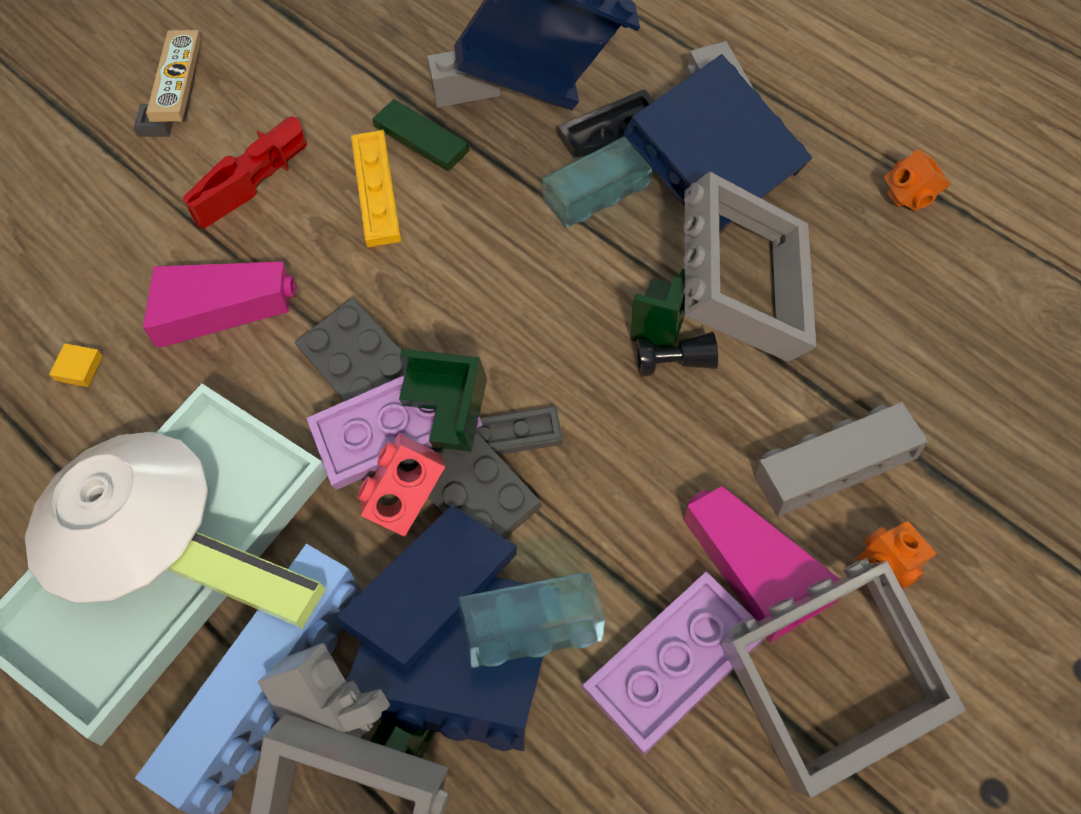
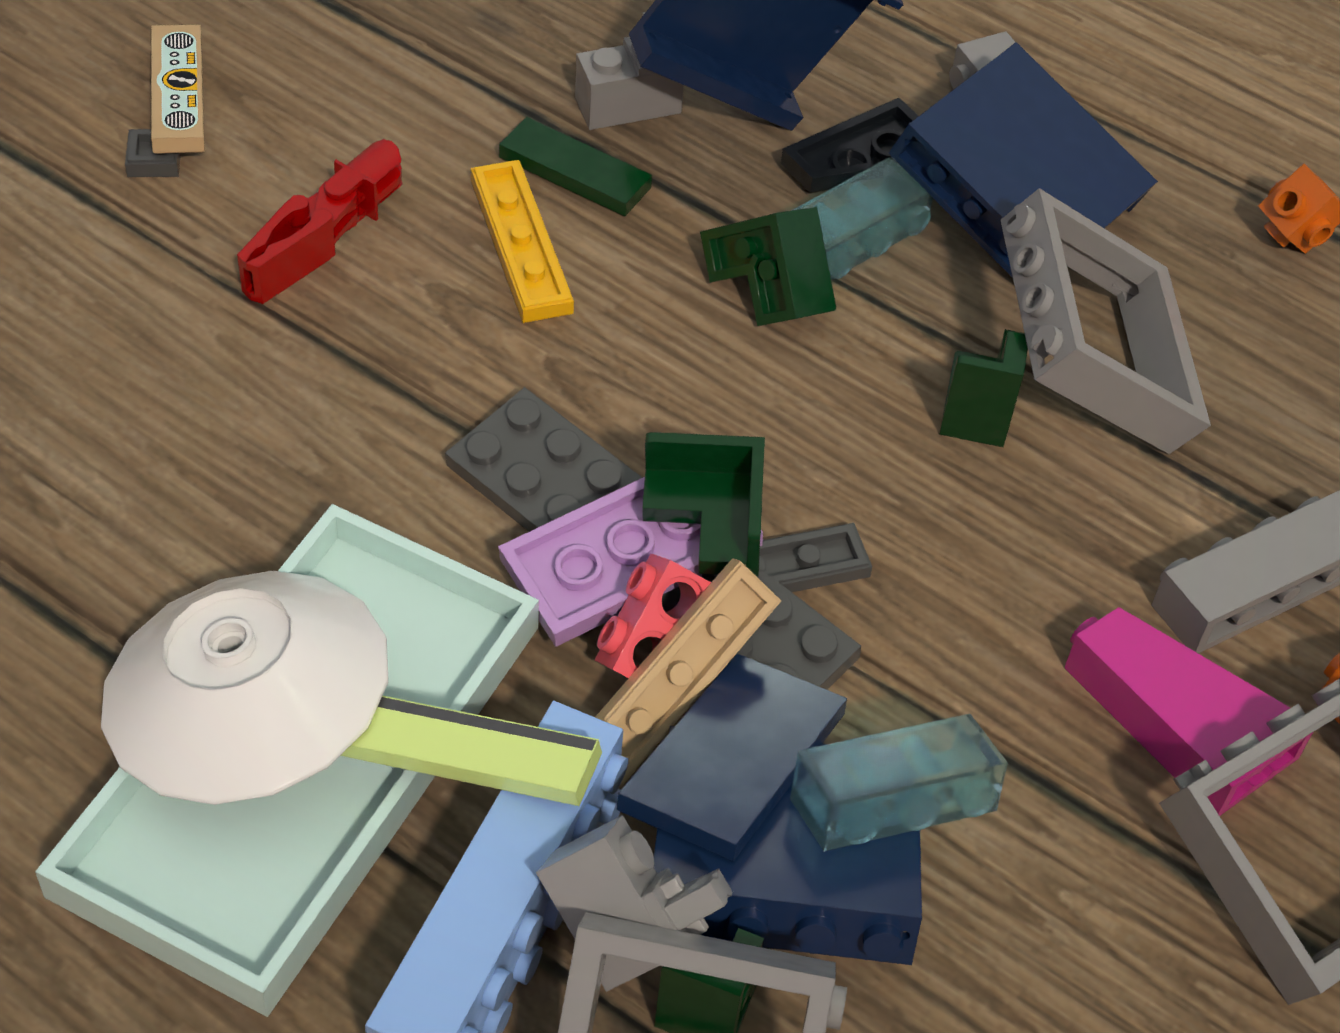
camera: 15 degrees left, 10 degrees down
(76, 365) = (102, 499): yellow tile -> none
(213, 297) = (310, 395): dark pink slope -> none
(407, 516) = (687, 660): none -> tan tile
(538, 214) = (782, 261): none -> dark green panel
(669, 664) = (1085, 850): lavender plate -> none
(692, 352) = (1042, 441): black piece -> none

